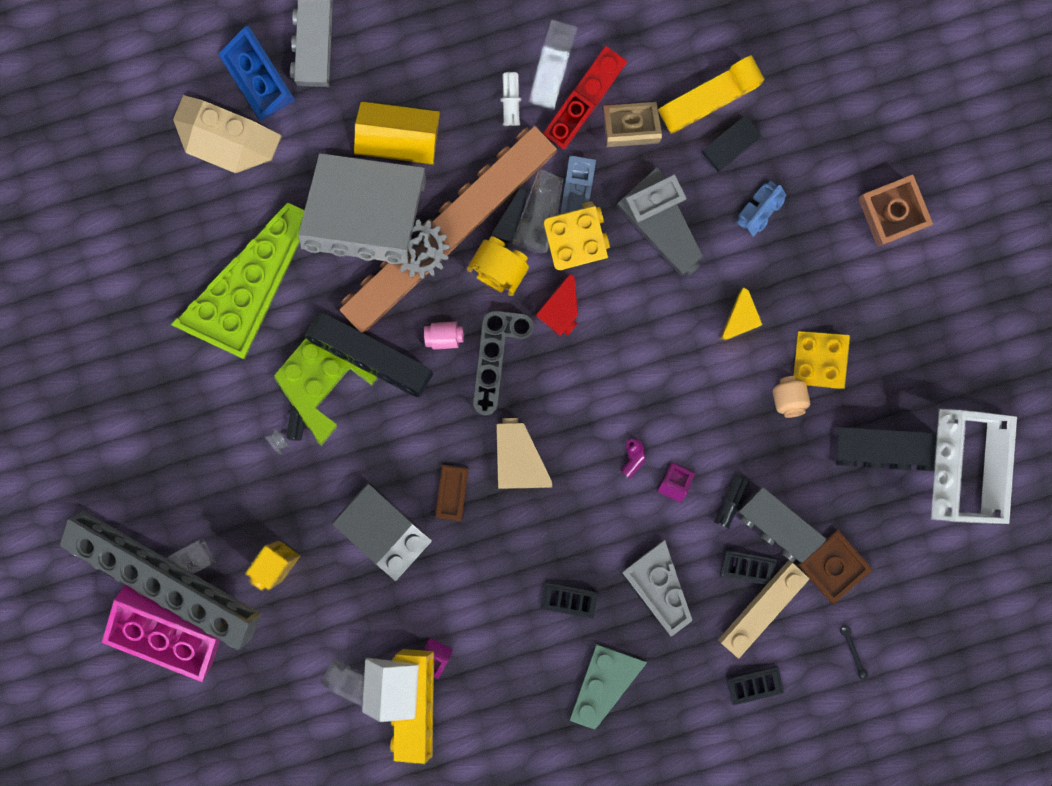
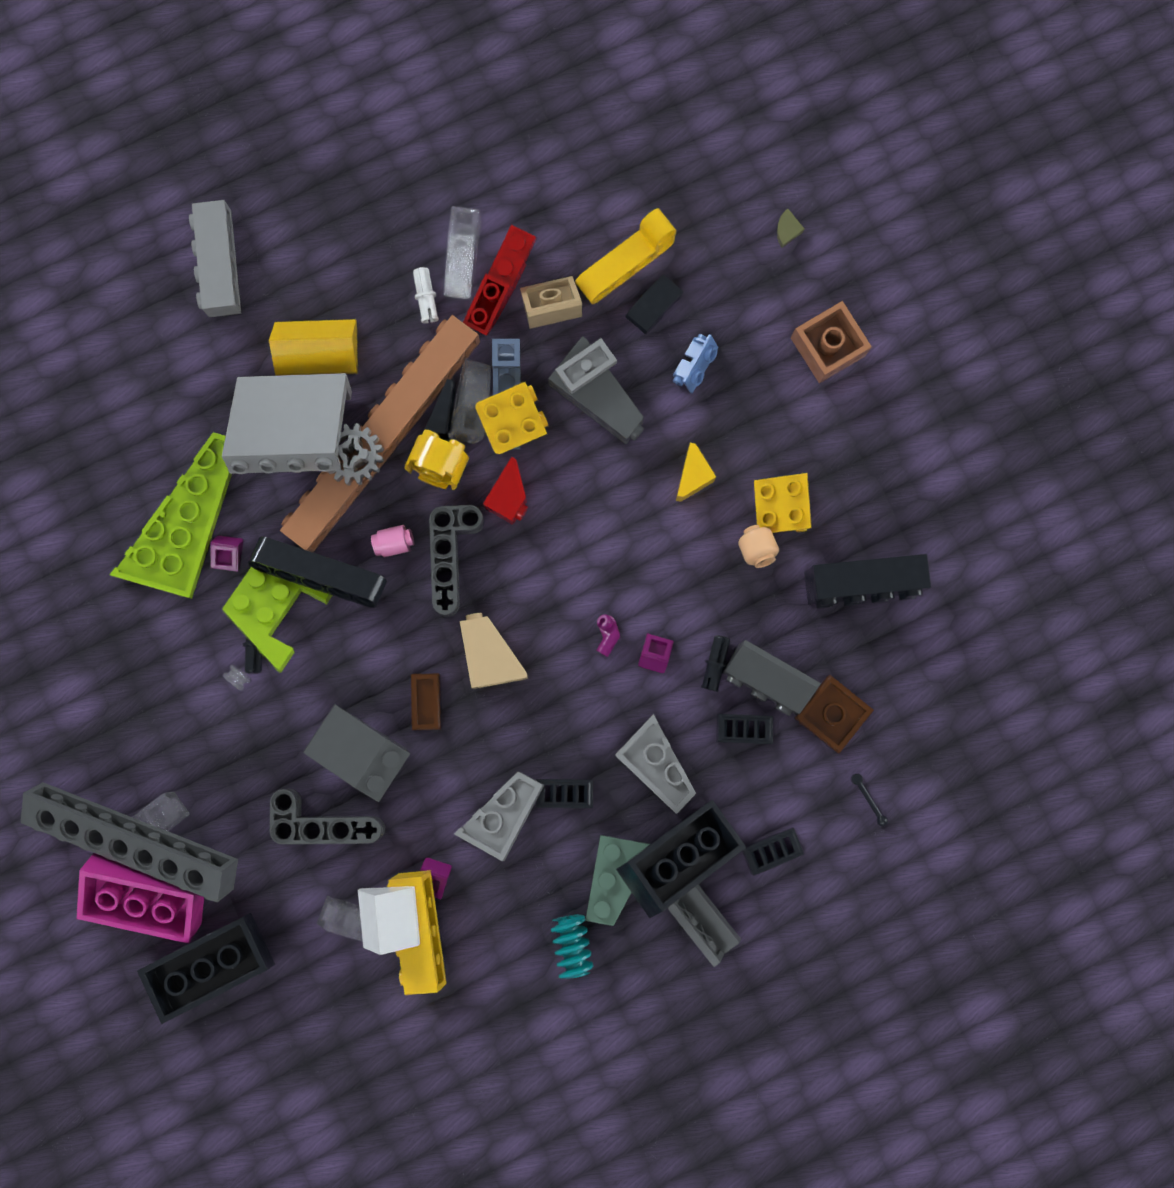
camera: 10 degrees left, 5 degrees down
(214, 706) = (206, 968): none -> black brick
(223, 136) = (140, 376): tan wedge -> none
(255, 74) = (163, 311): blue slope -> none
(272, 565) = (241, 805): yellow brick -> none
(283, 320) = (226, 553): none -> magenta slope
(343, 592) = (327, 824): none -> dark grey beam
(508, 612) = (502, 817): none -> light grey wing
(554, 742) = (572, 946): none -> teal piece
(668, 679) = (681, 859): none -> black brick
(670, 724) = (705, 924): none -> dark grey fence
(763, 609) = (768, 769): tan plate -> none
(874, 88) = (788, 228): none -> olive tile
(997, 467) = (981, 582): white window -> none

